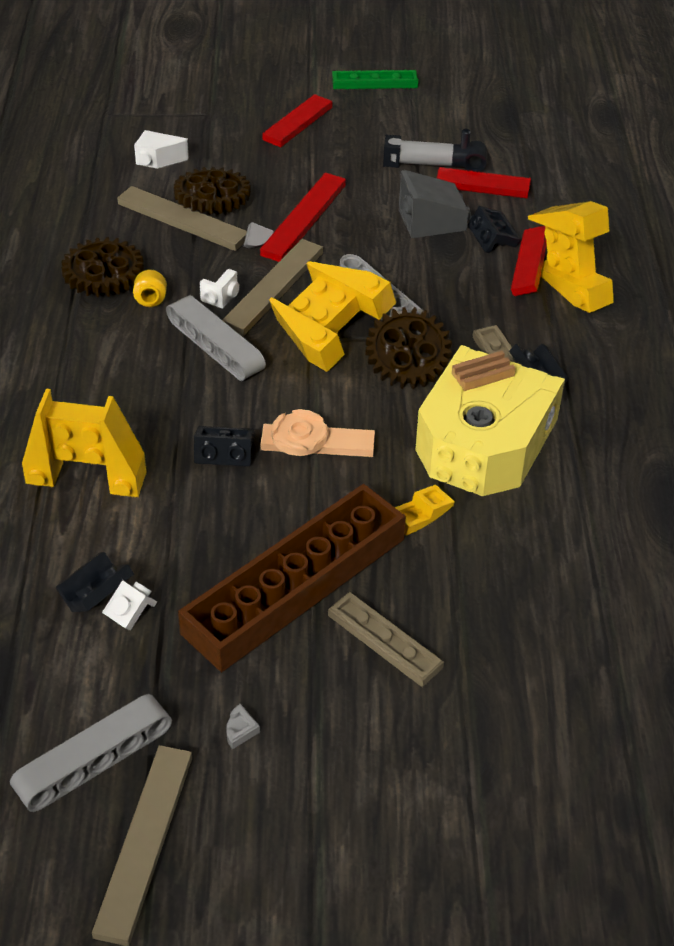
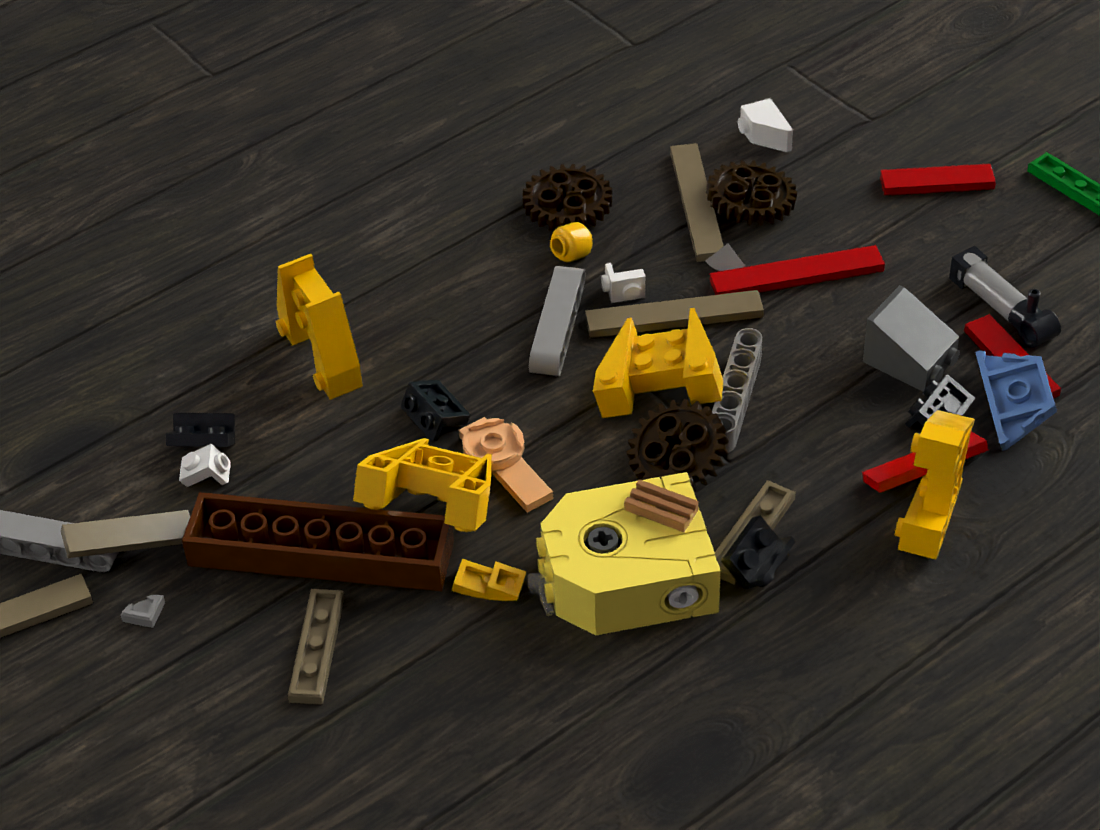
camera: 55 degrees right, 0 degrees up
(159, 687) = (124, 533): none -> dark tan tile
(331, 458) = (425, 469): none -> yellow wedge
(452, 485) = (536, 585): none -> clear hand
(516, 191) = (1016, 394): none -> medium blue wing

